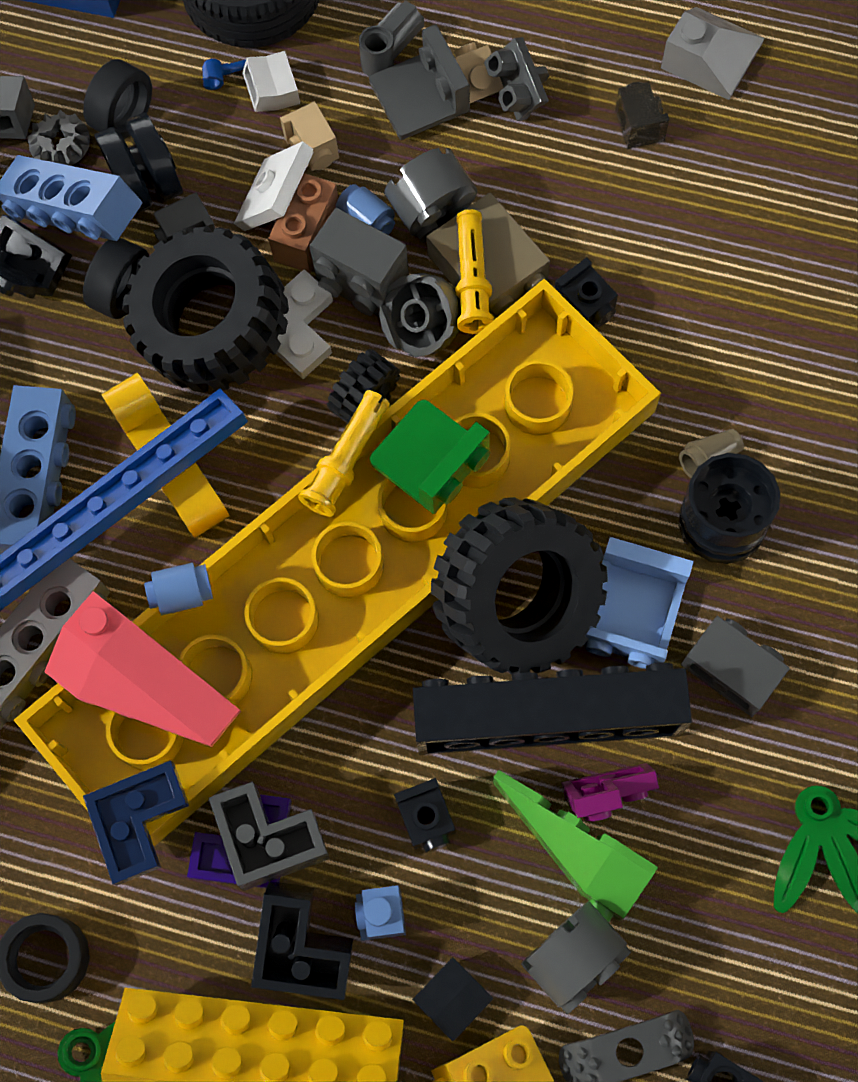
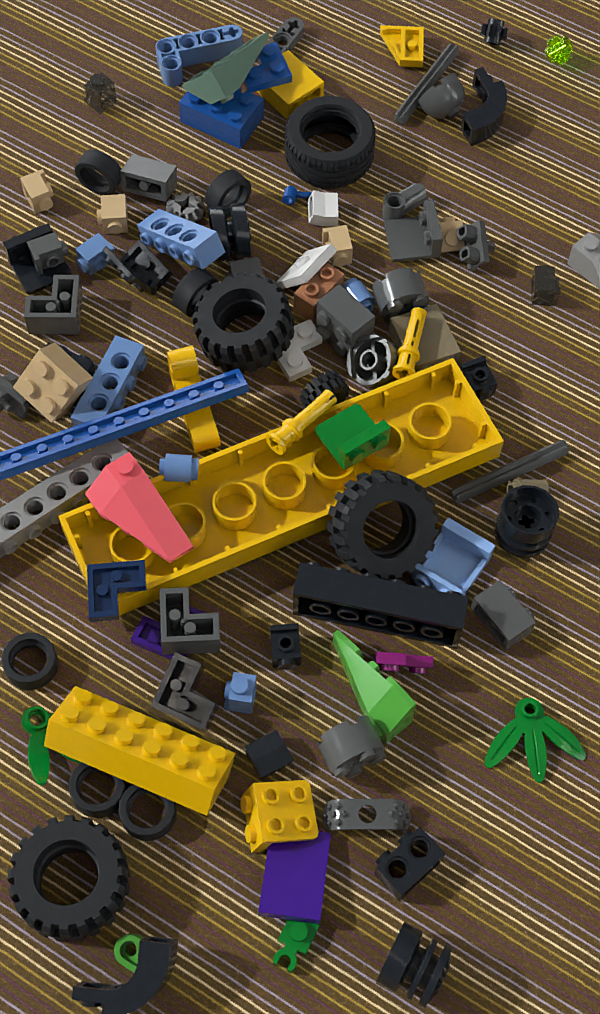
camera: 10 degrees right, 10 degrees down
(675, 430) = (509, 471): none -> dark grey axle

